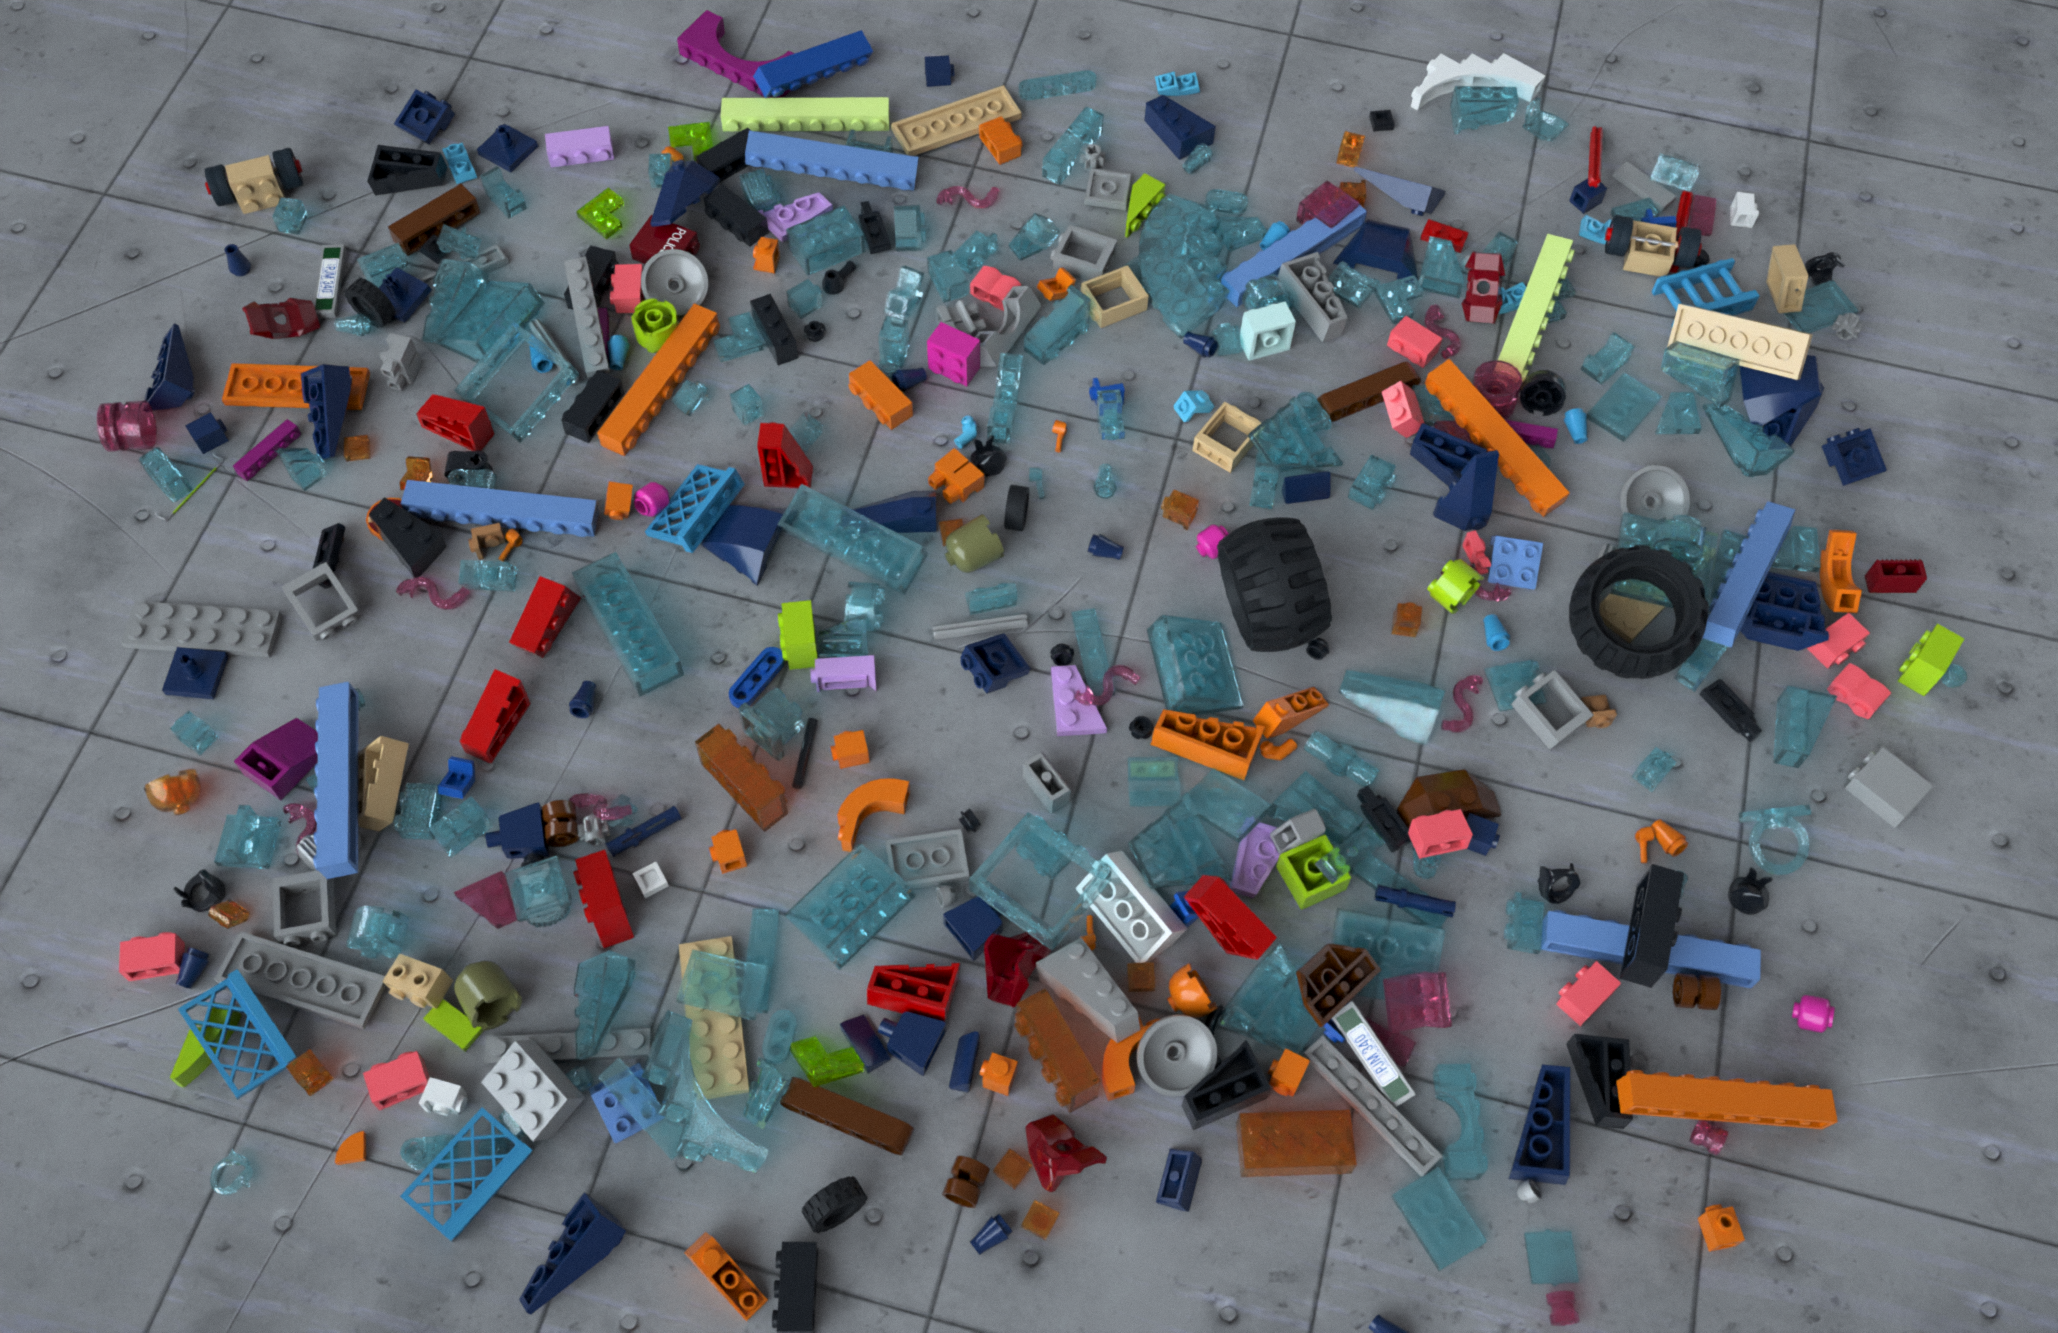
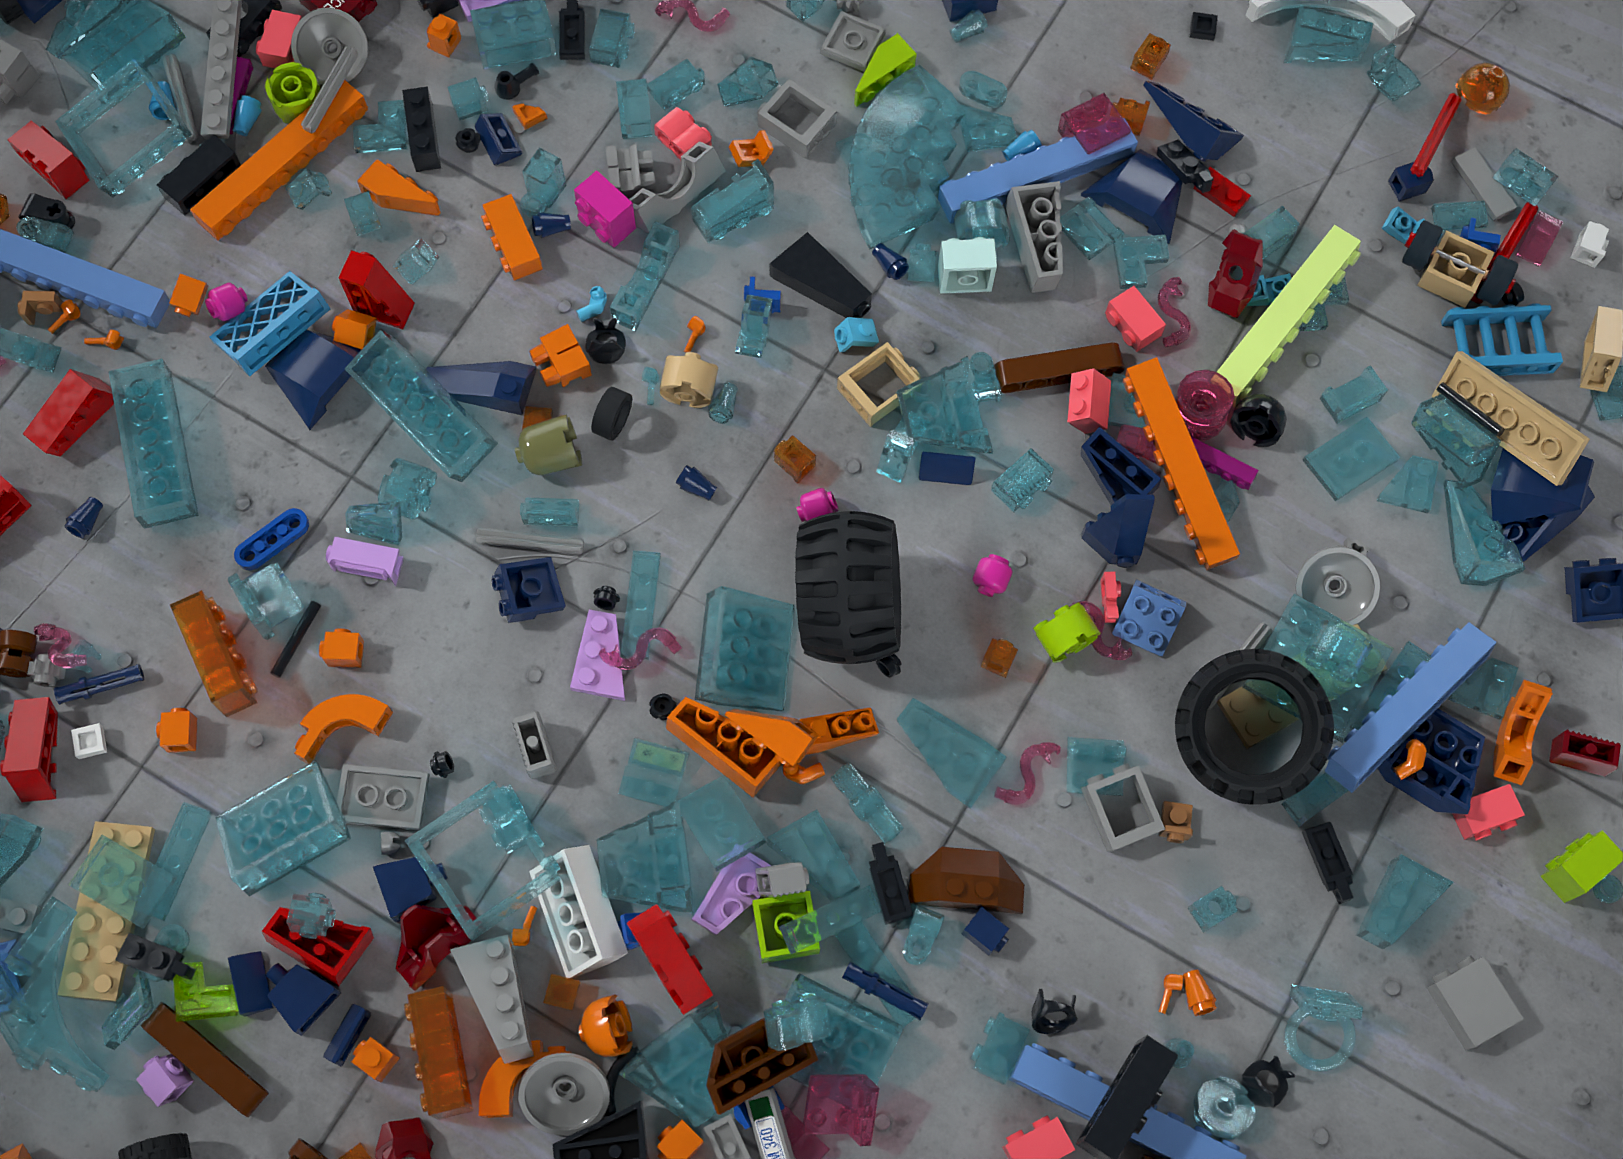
camera: 15 degrees right, 10 degrees up
(560, 554) = (112, 340): none -> orange hand
(688, 313) = (329, 89): none -> light grey axle
(771, 381) = (395, 192): none -> orange slope
(771, 494) = (354, 328): none -> orange brick
(775, 1041) = (153, 959): none -> black hinge
(798, 634) = (325, 503): lime brick -> none
(817, 1140) = (164, 1079): none -> lavender brick
(839, 324) = (497, 138): none -> dark blue slope
(859, 302) = (529, 115): none -> orange tile
(907, 294) = (579, 123): clear light blue brick -> none
(908, 962) = (310, 915): none -> clear light blue brick
(1071, 467) = (688, 380): none -> tan brick
(1122, 278) = (808, 160): tan window -> none
(1150, 368) = (820, 277): none -> black slope
(1256, 714) = (781, 734): none -> orange slope
(1357, 937) = (797, 1022): none -> clear light blue brick
(1376, 558) = (992, 575): none -> dark pink head
(1410, 221) = (1185, 165): none -> black hinge
(1439, 833) = (936, 923): coral brick -> none
(1441, 269) = (1199, 233): clear light blue slope -> none
(1496, 635) = (1095, 698): dark azure cone -> none
(1577, 425) = (1285, 468): dark azure cone -> none
(1618, 115) = (1484, 87): none -> clear orange cylinder
(1704, 344) = (1470, 409): none -> black bar
(1734, 929) = (1213, 1118): none -> clear light blue plate
(1770, 611) = (1415, 759): none -> orange arm
(1858, 691) = (1485, 879): coral brick -> none

